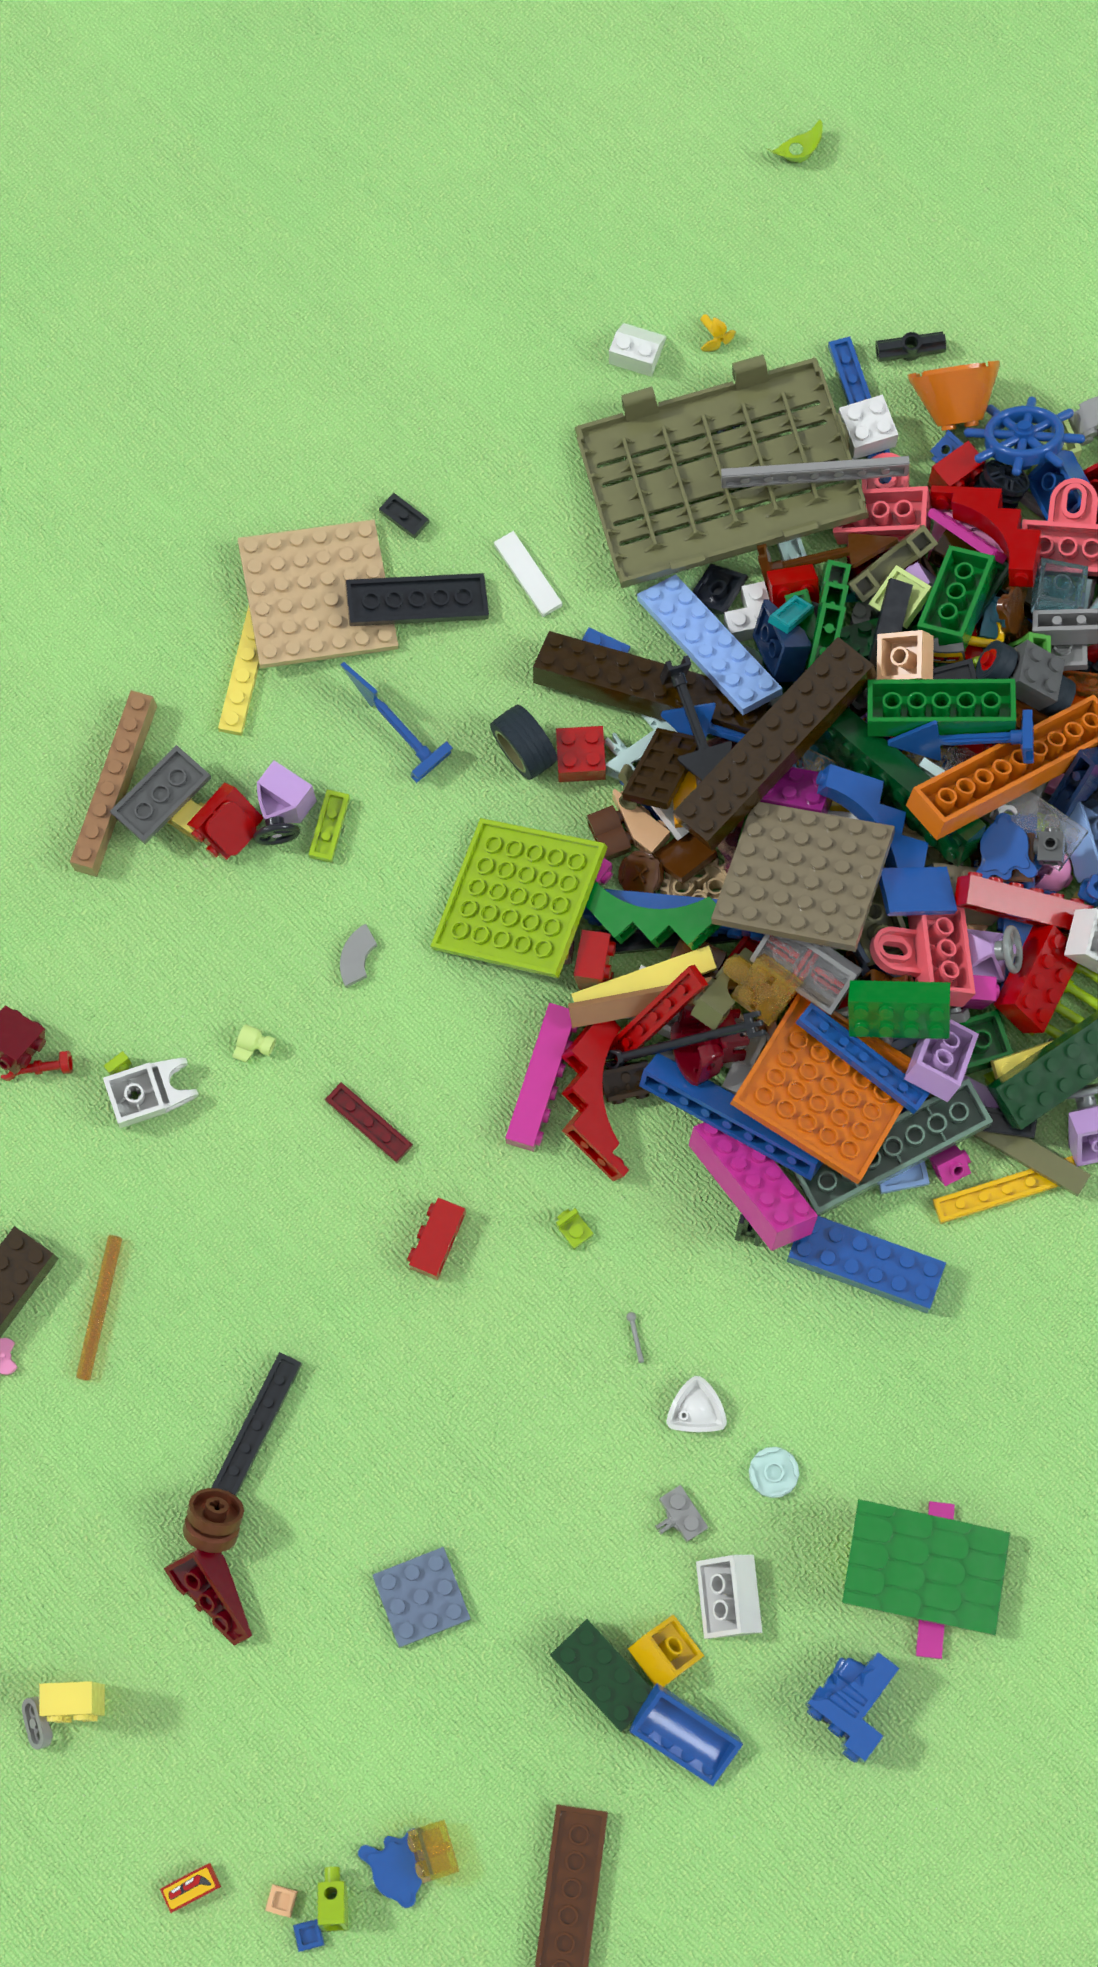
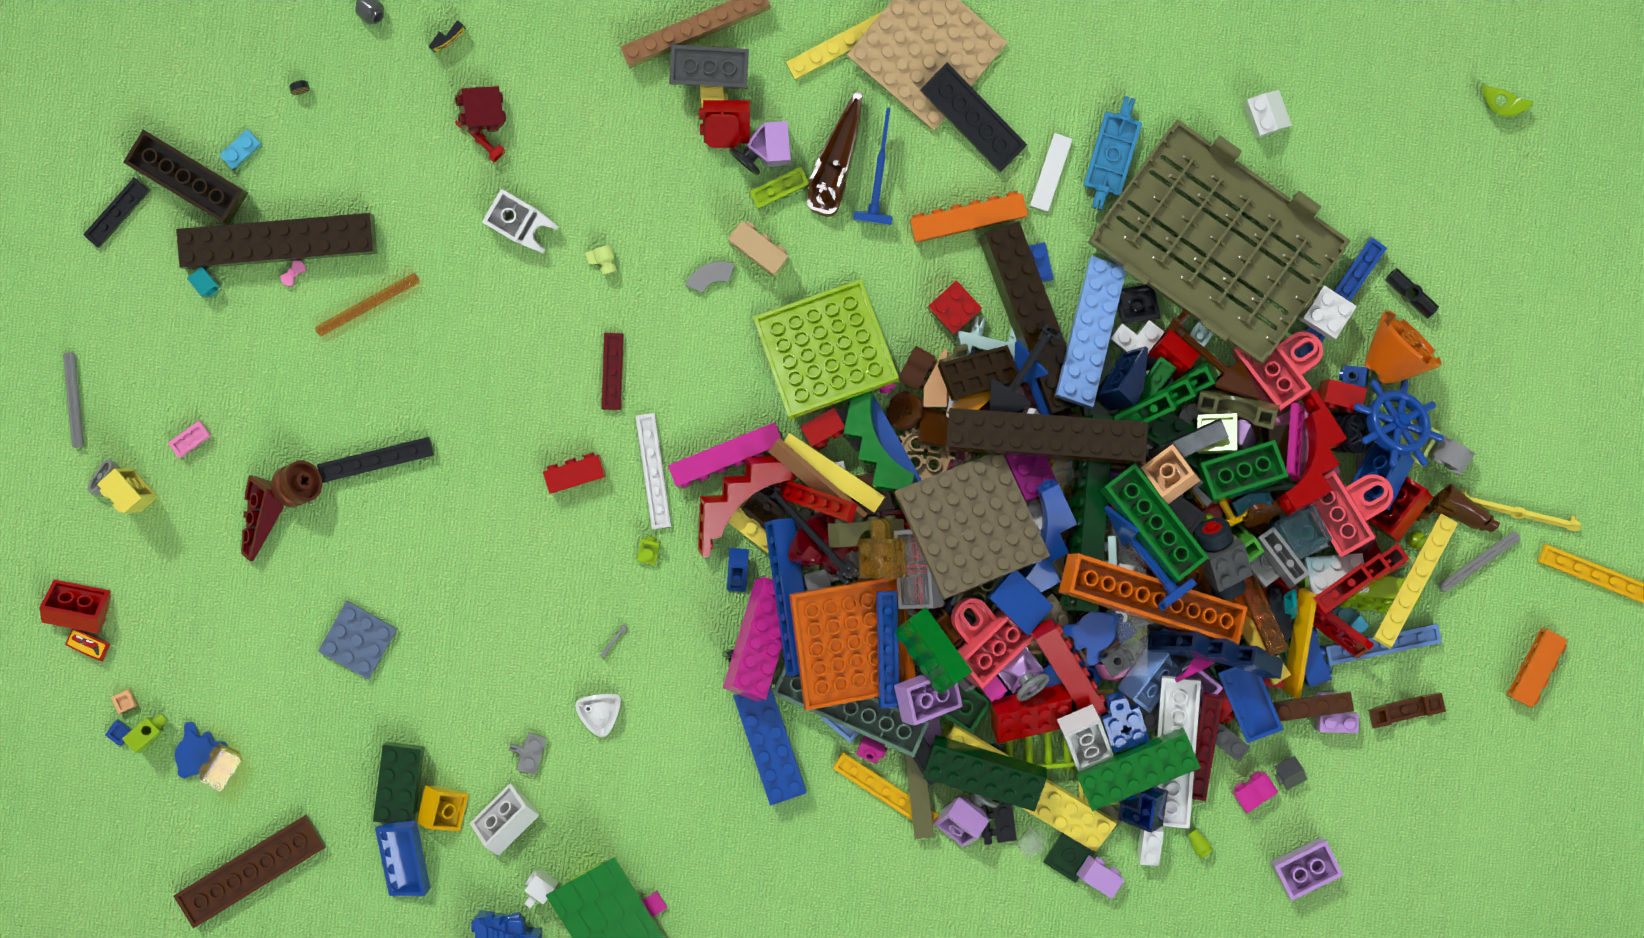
camera: 45 degrees right, 15 degrees up
(76, 1599) = (189, 439): none -> bright pink plate
(118, 1064) = (520, 188): lime plate -> none
(141, 1866) = (75, 606): none -> red slope
(350, 757) = (834, 163): none -> reddish brown piece
(369, 886) = (758, 248): none -> tan brick
(404, 515) = (1025, 58): black plate -> none
(499, 1161) = (653, 471): none -> white tile
(507, 675) = (969, 217): none -> orange brick
(523, 742) = (930, 267): black wheel -> none
(557, 505) = (1112, 153): none -> dark azure plate
(637, 1111) = (749, 528): none -> light yellow plate
(665, 1155) = (737, 569): none -> blue slope
(718, 330) = (1321, 157): yellow plant -> none
(773, 1472) = (599, 786): light aqua tile -> none
(791, 614) = (1147, 373): teal tile -> none
(815, 472) = (1262, 308): light grey tile -> none
(829, 1613) = (538, 886): none -> white brick

